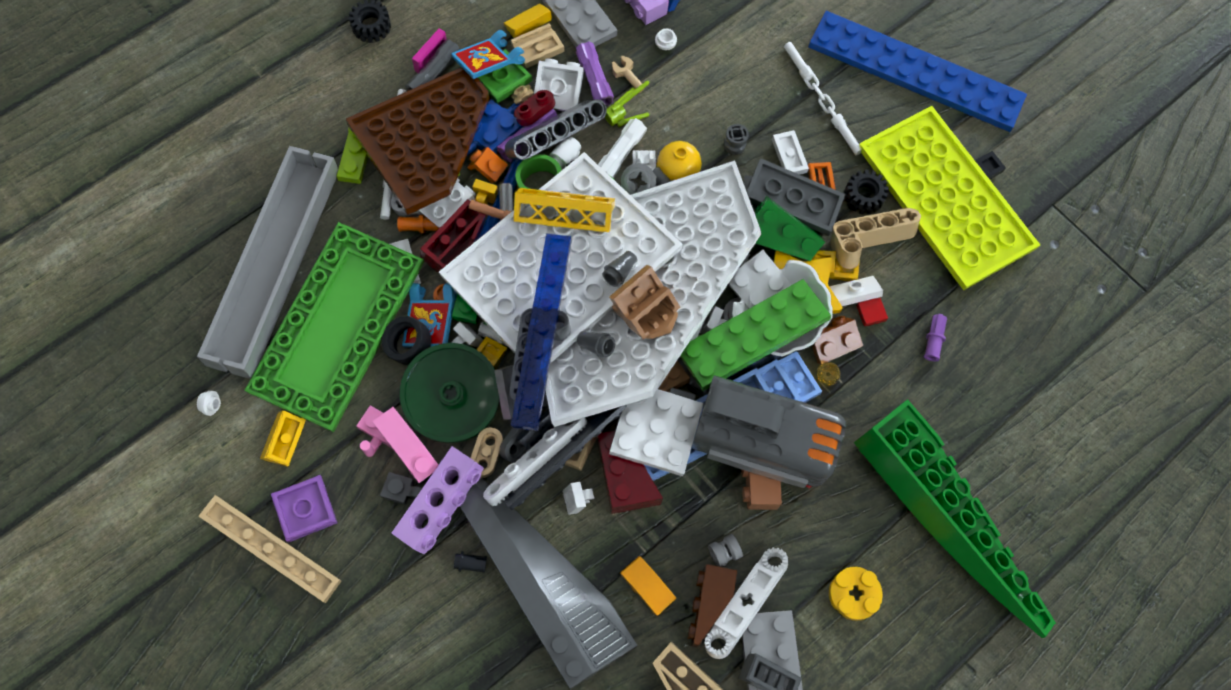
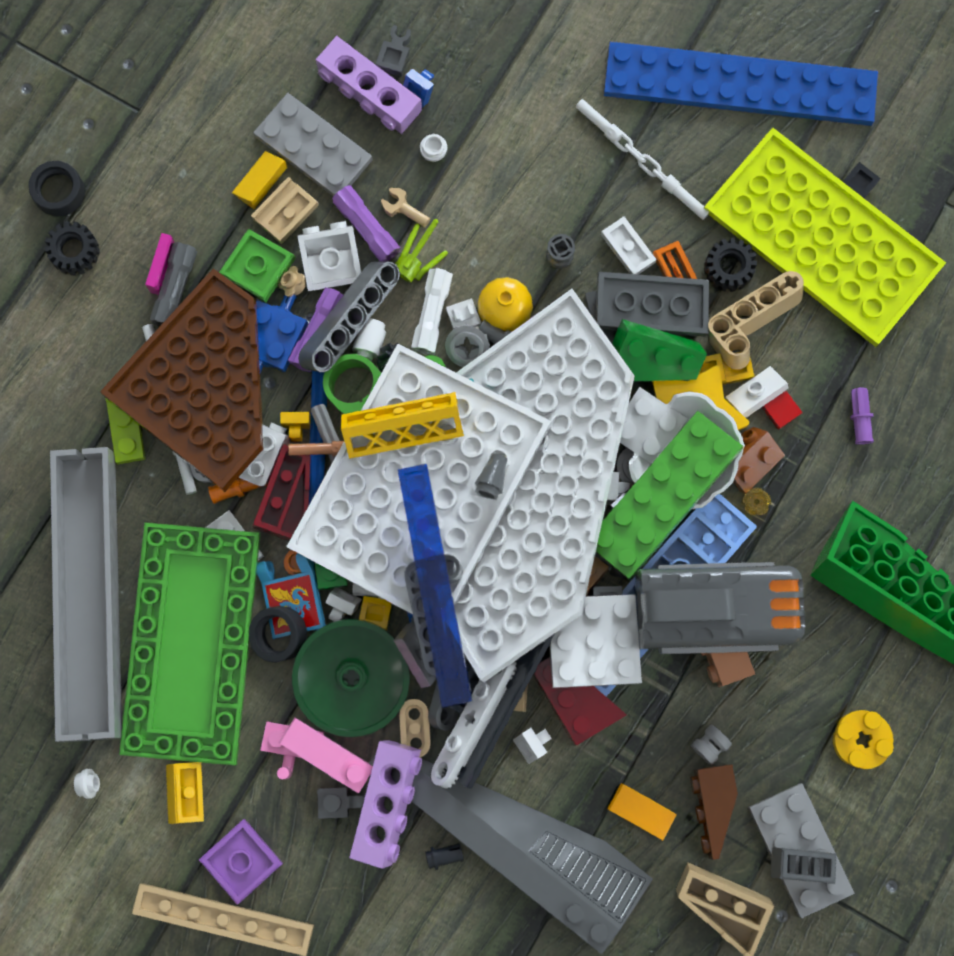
camera: 15 degrees left, 10 degrees up
(487, 56) = (230, 251): flag -> none
(487, 163) = (284, 384): orange bracket -> none
(534, 108) = (315, 296): dark red plate -> none
(598, 343) = (499, 572): dark grey cone -> none
(646, 305) = (539, 514): medium nougat piece -> none
(737, 617) = (748, 813): white piece -> none

